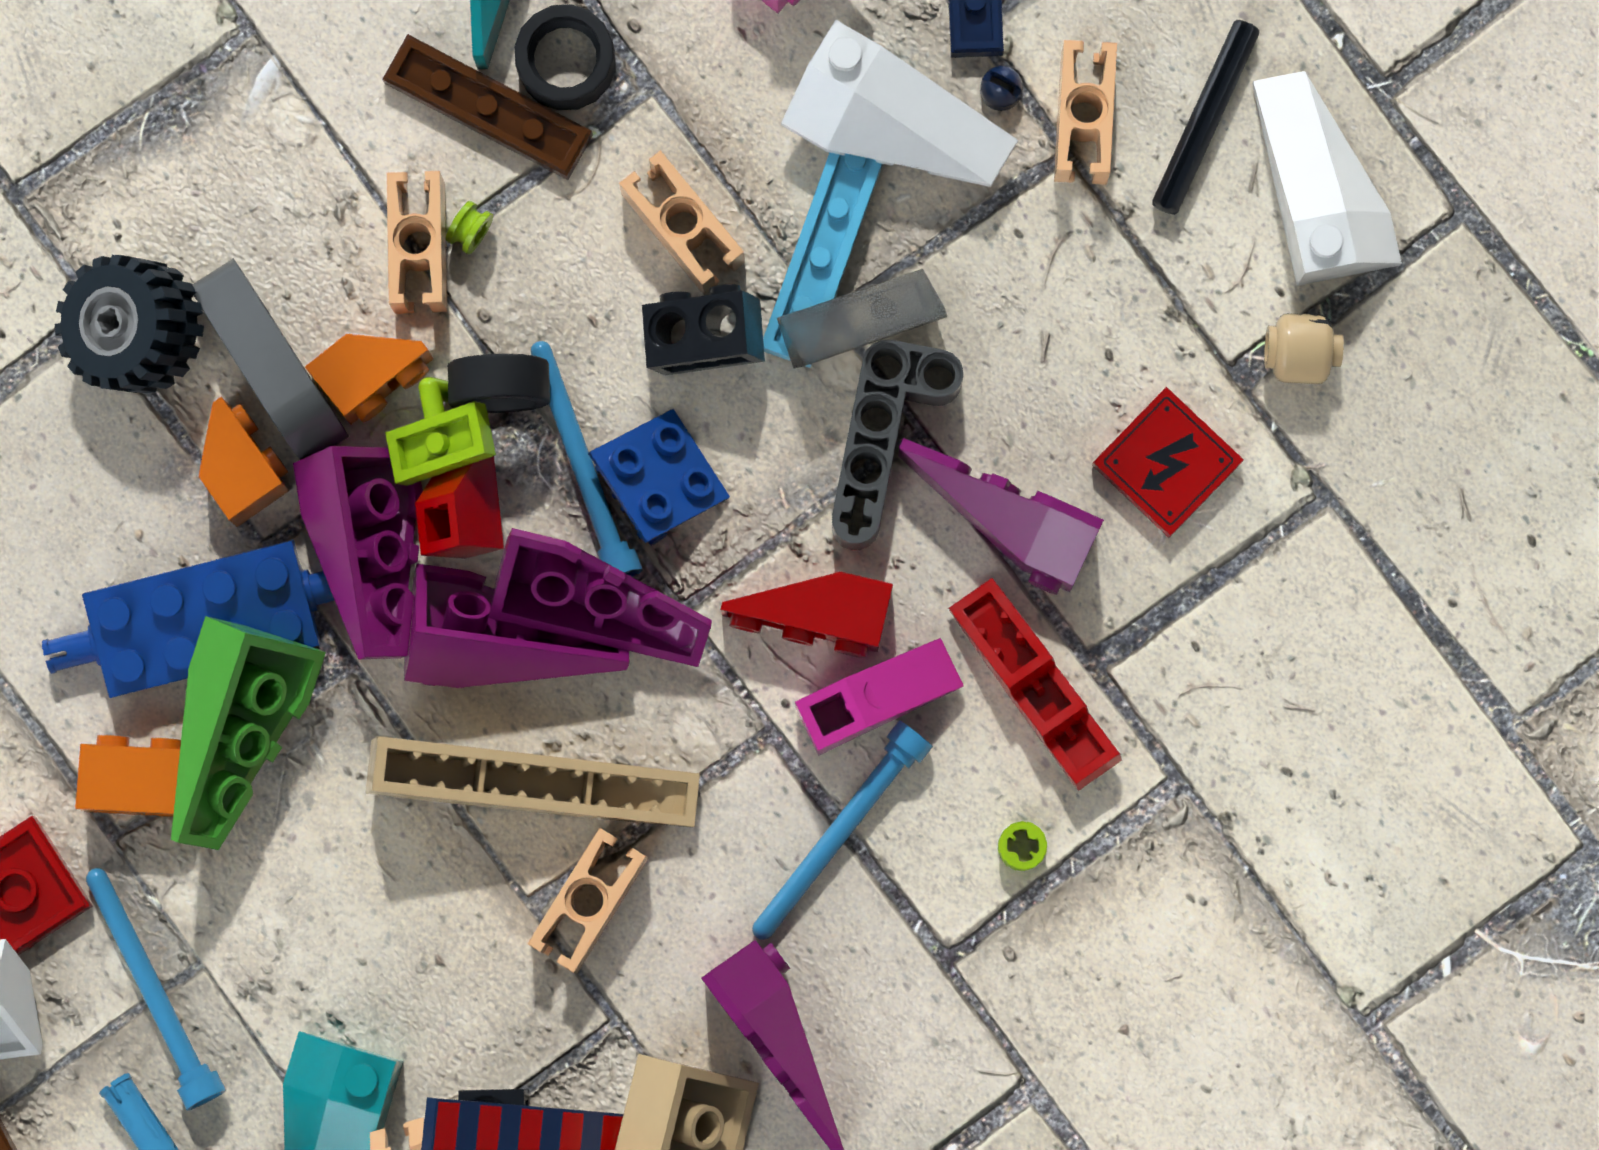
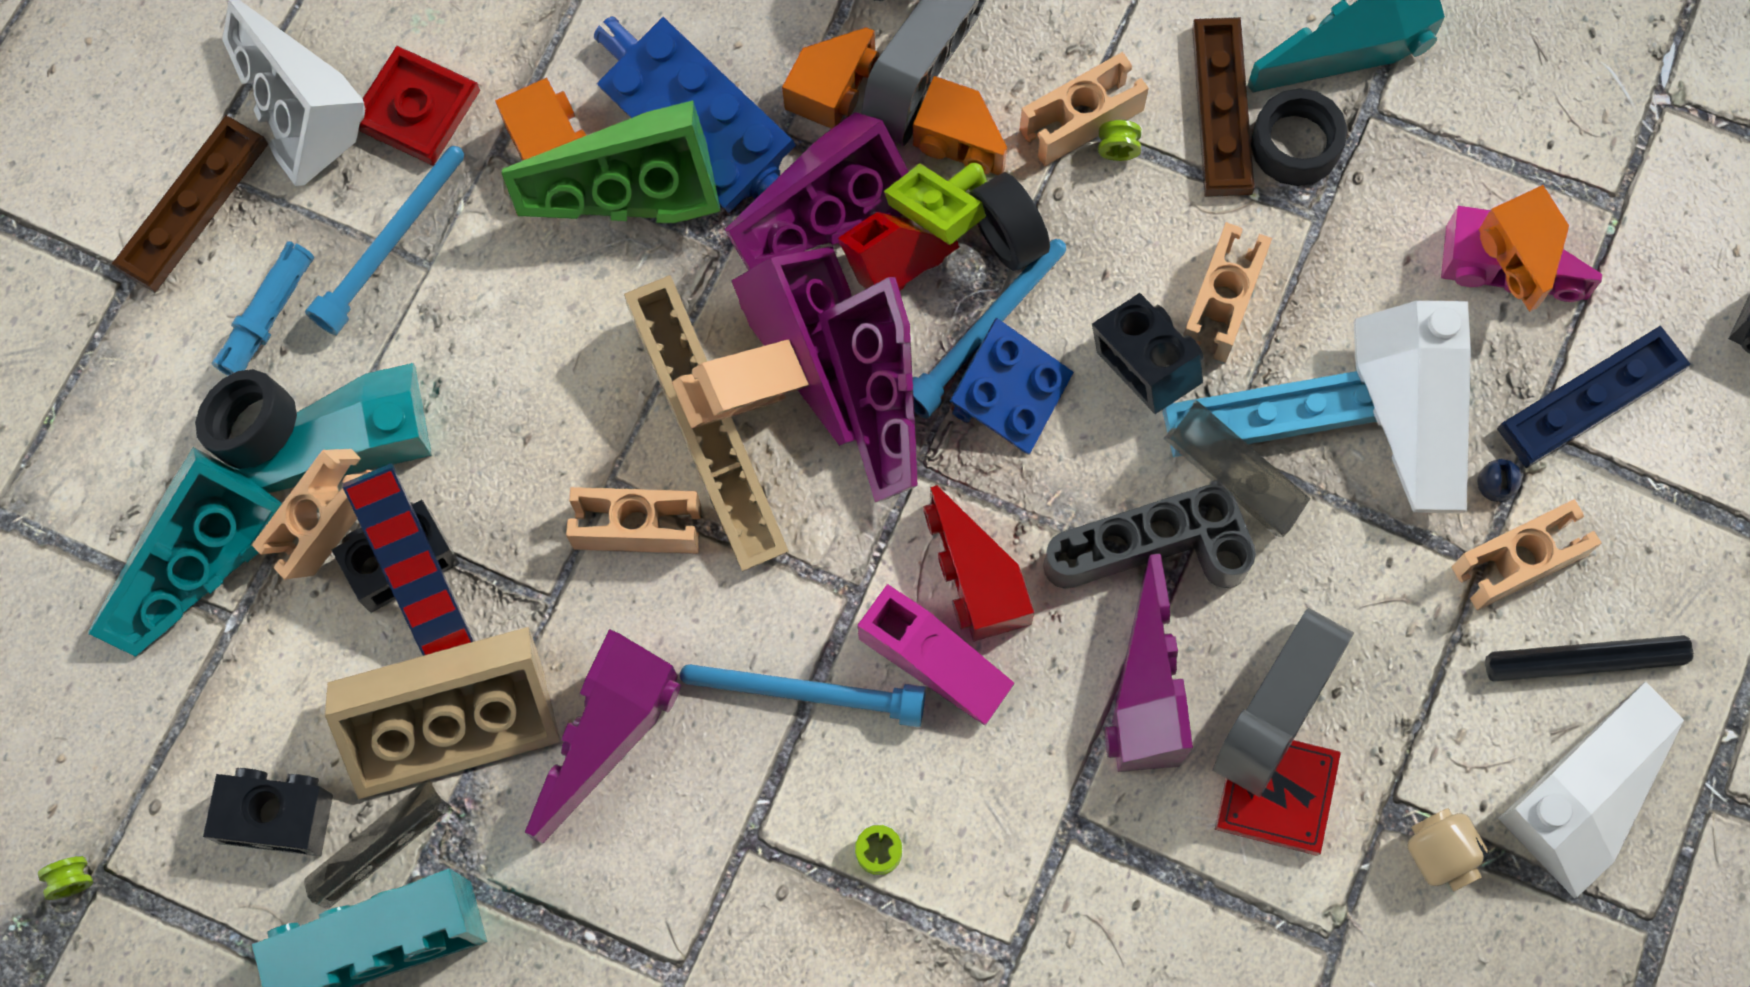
camera: 60 degrees right, 10 degrees down
(523, 729) = (739, 383): none -> light nougat piece
(1035, 684) = (1021, 784): red slope -> none
(1097, 410) = (1282, 702): none -> dark grey beam

